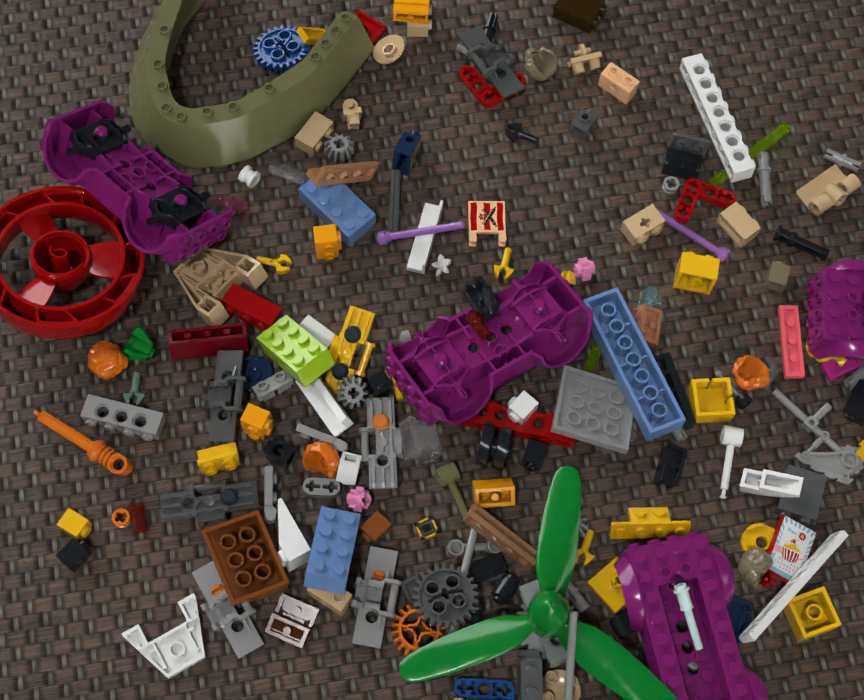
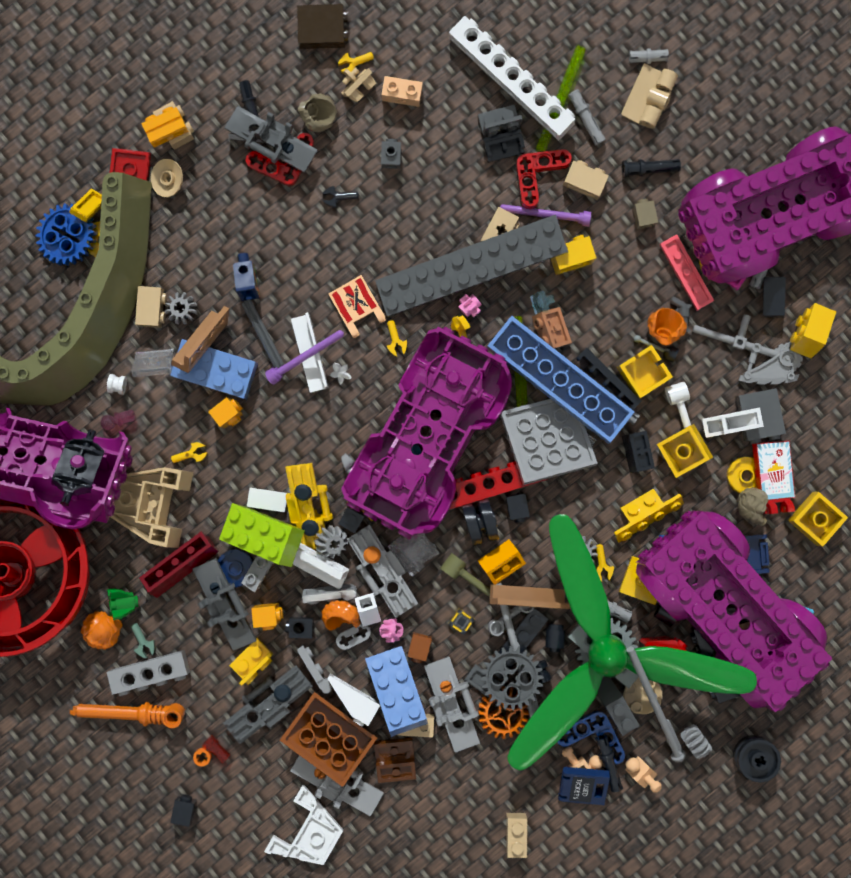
camera: 25 degrees left, 20 degrees up
(74, 524) = (168, 786): yellow brick -> none
(251, 307) = (197, 511): red brick -> none
(351, 114) = (172, 268): tan hips -> none
(476, 322) = (408, 427): clear red pin -> none
(482, 299) = (400, 402): black hinge -> none
(521, 407) = (486, 476): white brick -> none
(594, 46) = (354, 62): none -> yellow bar
(604, 235) = (472, 265): none -> dark grey plate
(670, 179) = (508, 169): light grey bush -> none
(686, 605) = (708, 574): light aqua pin -> none
(714, 485) = (685, 450): none -> yellow brick
(792, 587) = (793, 505): white tile -> none

